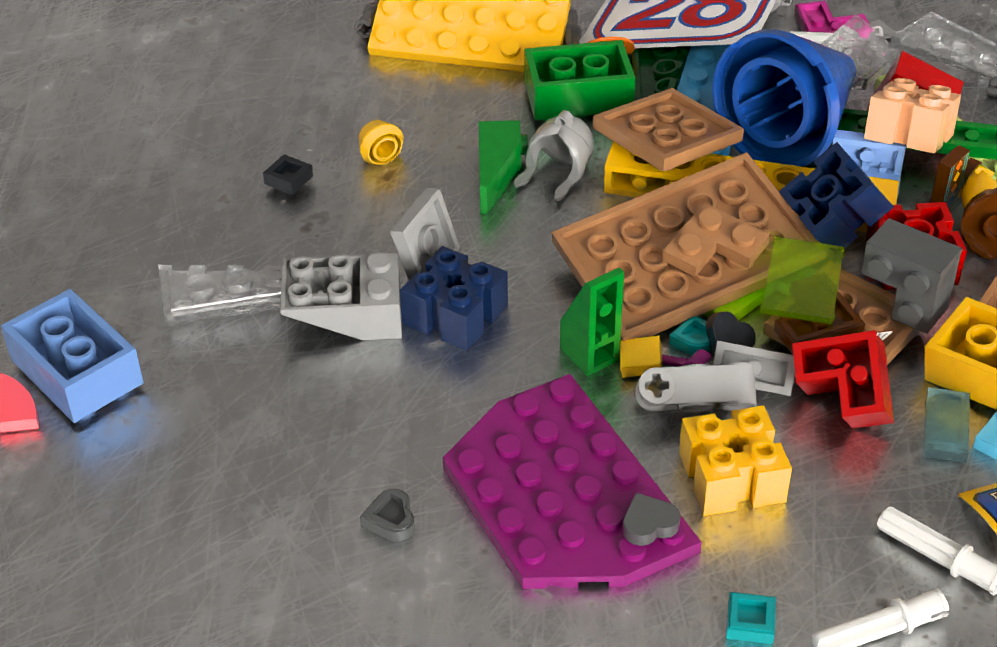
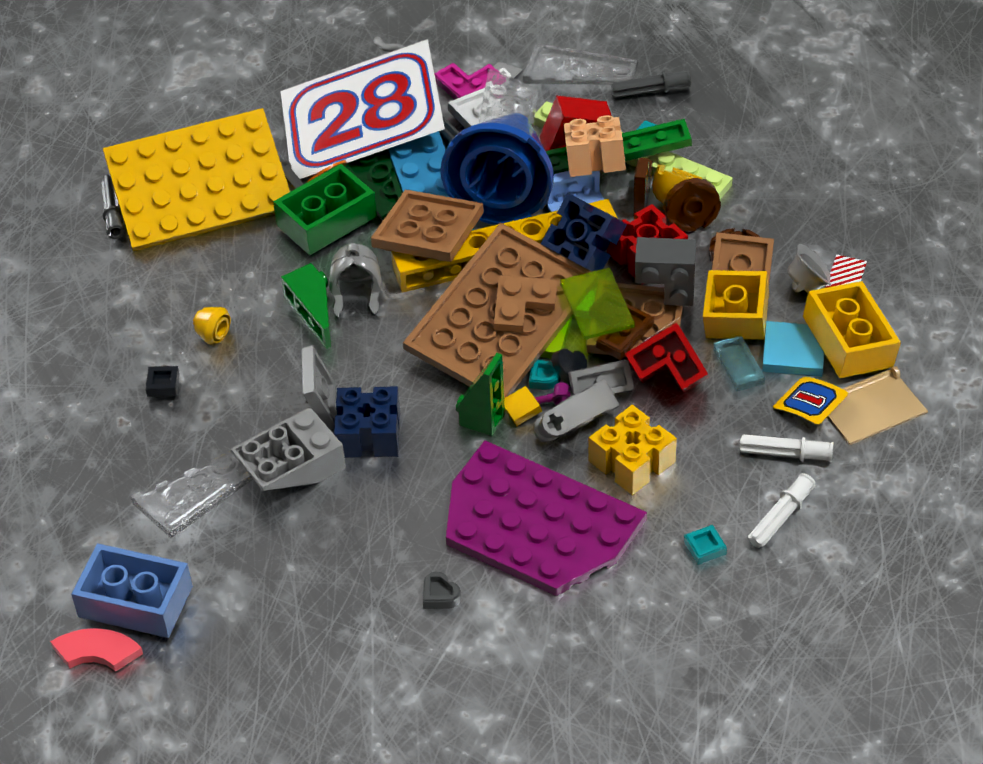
camera: 30 degrees left, 5 degrees up
(650, 519) = (611, 513): dark grey tile -> none

